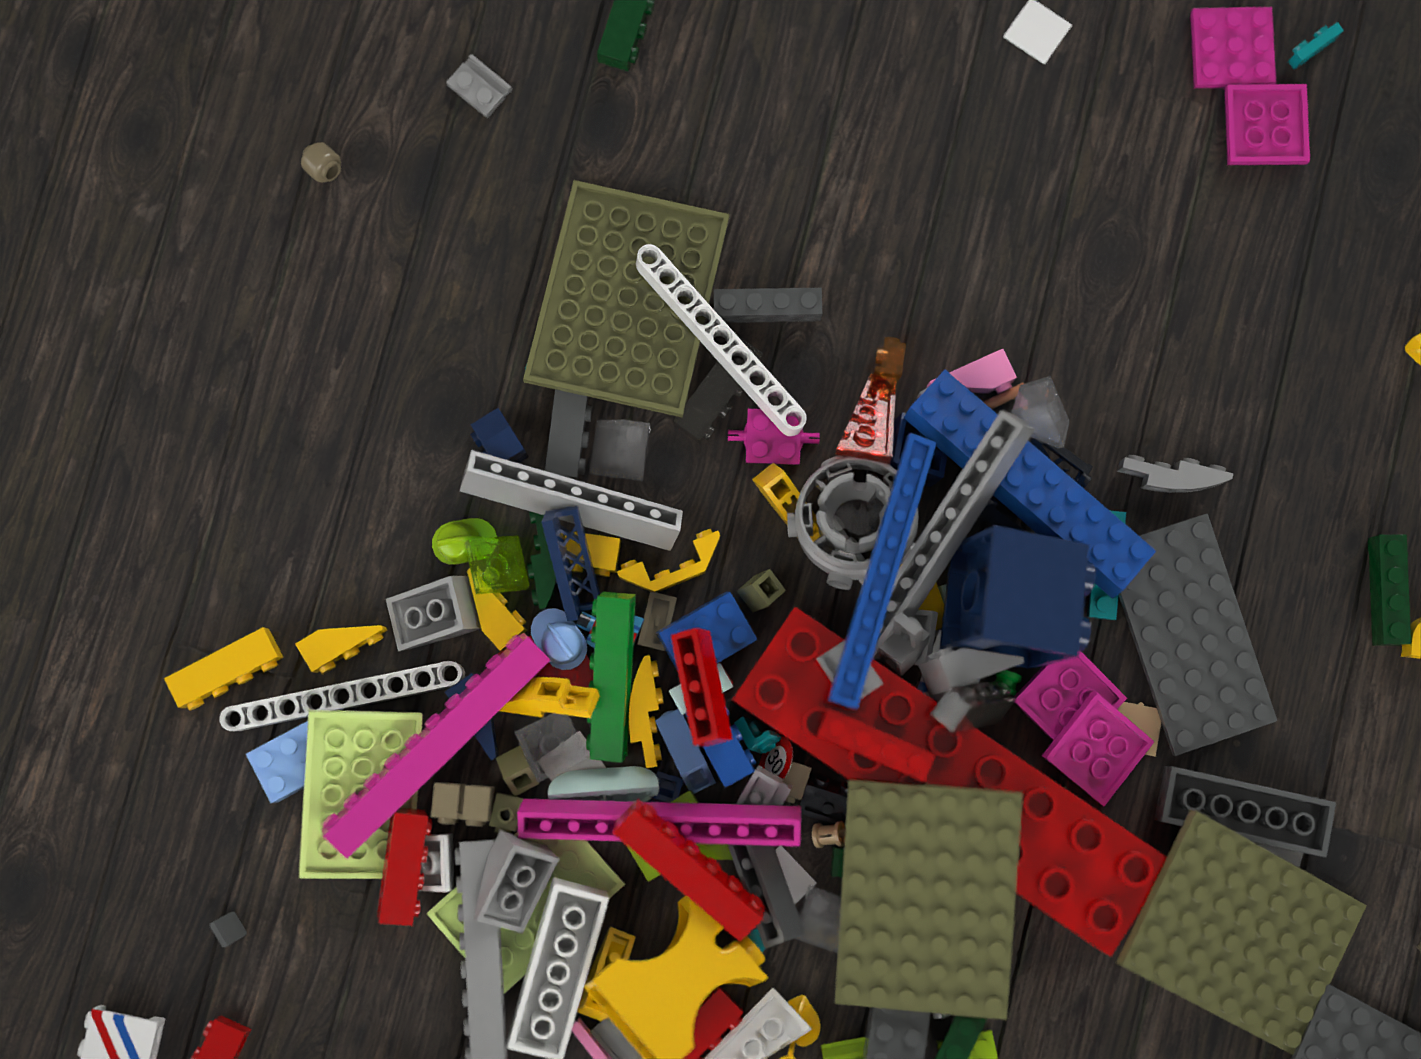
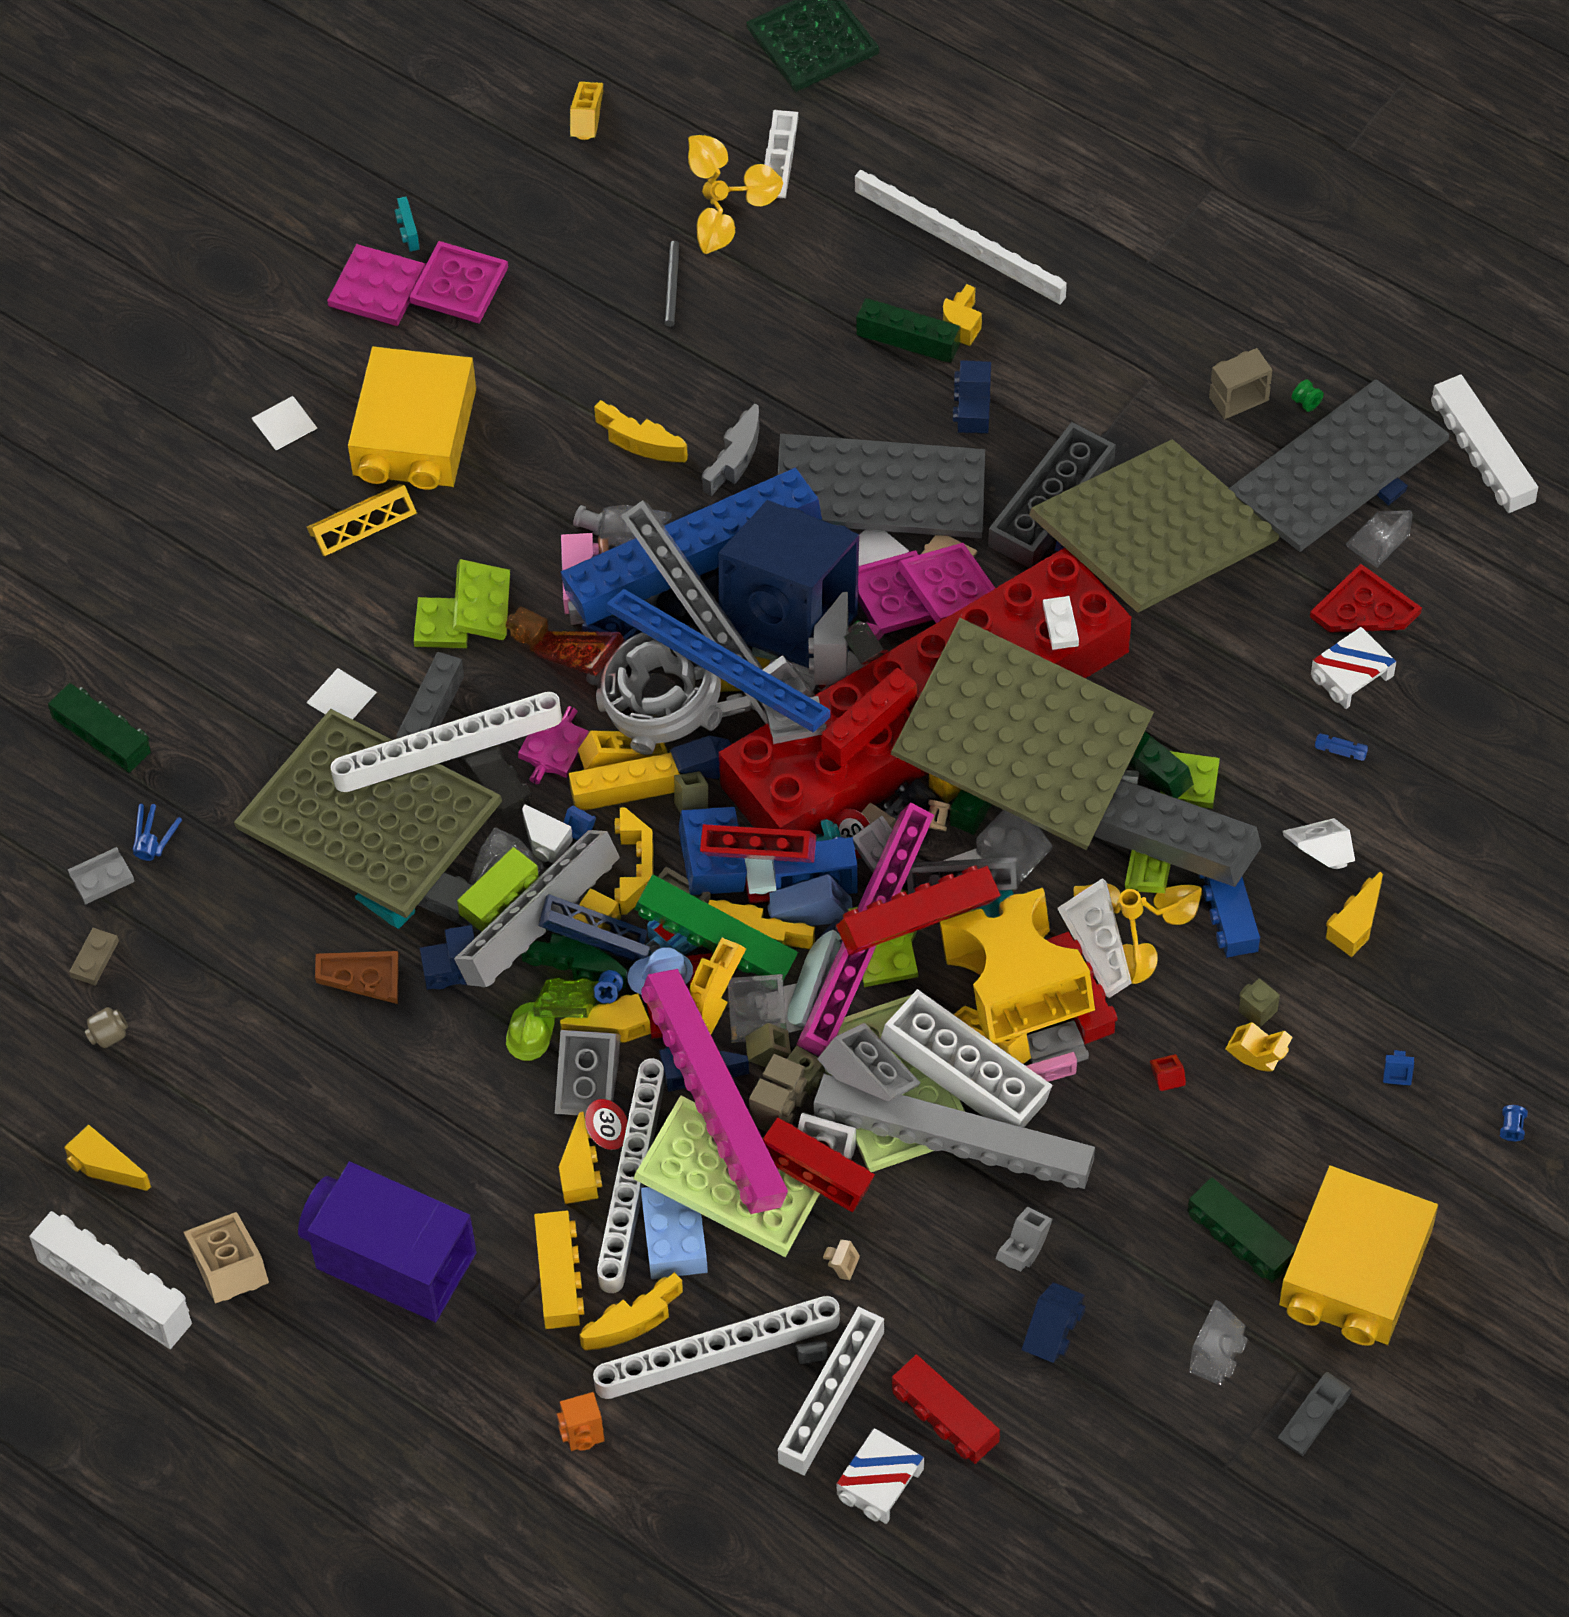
camera: 65 degrees left, 25 degrees down
(66, 280) = (111, 1279): none -> white brick
(71, 754) = (580, 1422): none -> orange brick
(133, 368) = (226, 1257): none -> tan slope
(180, 507) = (388, 1239): none -> dark purple container
(184, 967) = (831, 1391): none -> white brick
(185, 837) = (706, 1357): none -> white beam
(190, 215) = (103, 1161): none -> yellow slope
(193, 751) = (625, 1323): none -> yellow slope
(326, 923) = (842, 1259): none -> tan tile
(384, 653) = (606, 1123): none -> sticker
(394, 118) = (94, 956): none -> dark tan plate
(462, 364) = (361, 973): none -> dark orange wing
(519, 599) = (611, 993): none -> blue bush
(523, 111) = (146, 844): none -> blue plant
(578, 456) = (497, 889): none -> lime brick
(667, 471) = (546, 835): none -> white slope
(692, 496) = (579, 821): none -> blue tile
(753, 218) = (342, 694): none -> white sticker
(753, 521) = (623, 782): none -> yellow brick
(803, 587) = (700, 756): none -> dark blue slope
(869, 276) = (435, 624): none -> lime plate
(904, 302) = (481, 599): none -> lime plate
(959, 143) = (354, 512): none -> yellow fence
(1036, 365) = (588, 520): none -> light grey bush
(1066, 893) = (1060, 622): none -> white plate
(1080, 149) = (412, 417): none -> yellow brick
(1115, 654) = (878, 546): none -> white sticker
(1152, 384) = (644, 440): none -> yellow slope
(1336, 687) = (973, 394): none -> dark blue brick
(1353, 331) = (672, 283): none -> dark grey bar

